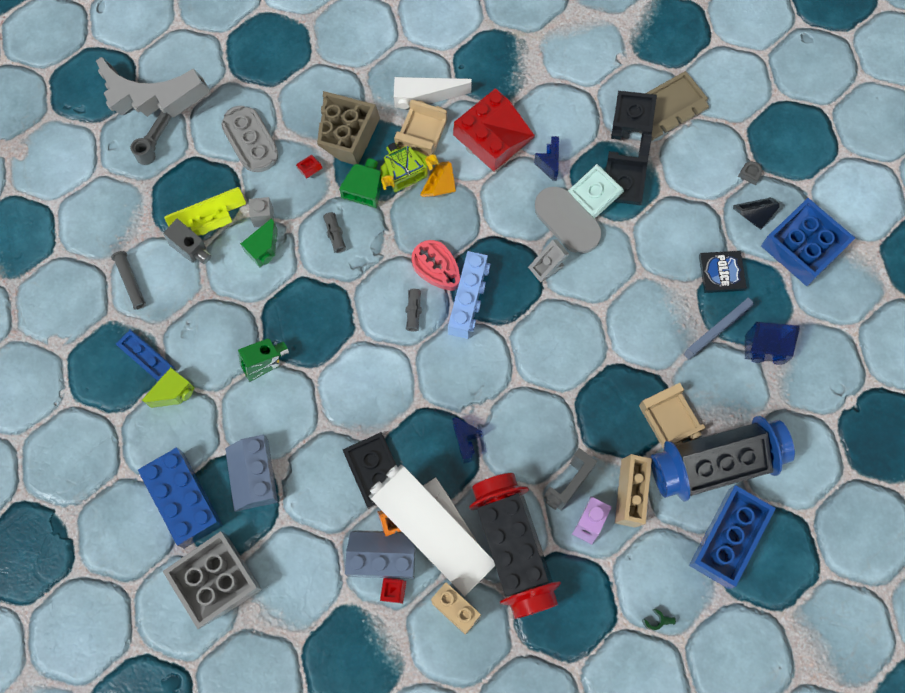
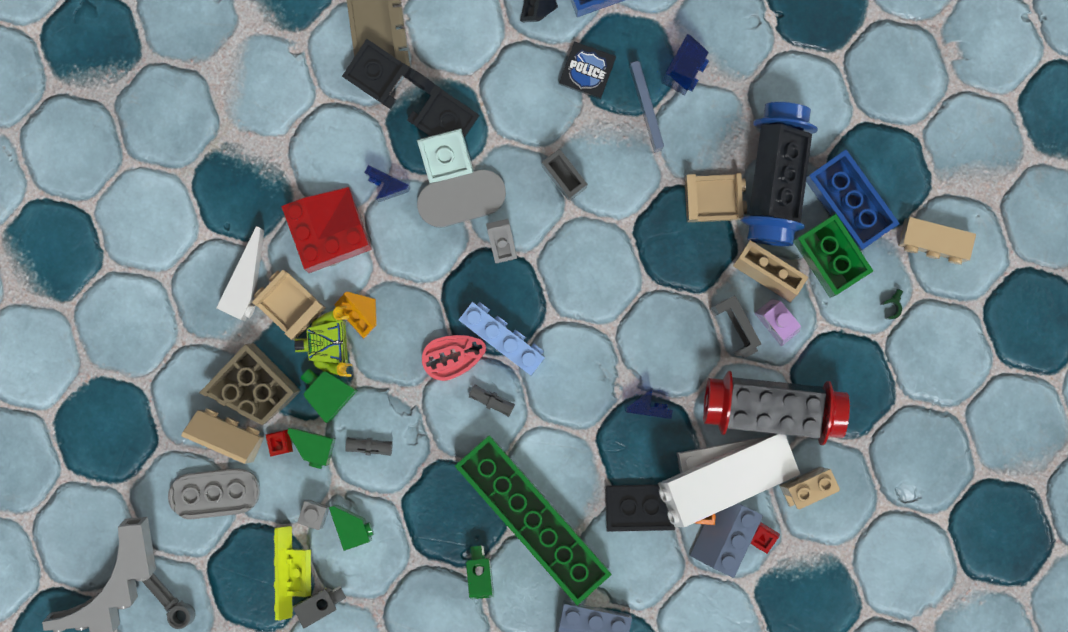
camera: 65 degrees left, 15 degrees up
(296, 122) = (223, 436): none -> tan slope
(315, 190) = (312, 447): none -> green slope
(326, 382) = (533, 520): none -> green brick
(627, 285) = (564, 175): none -> dark grey brick
(675, 541) = (833, 256): none -> green slope
(737, 634) = (936, 240): none -> tan brick

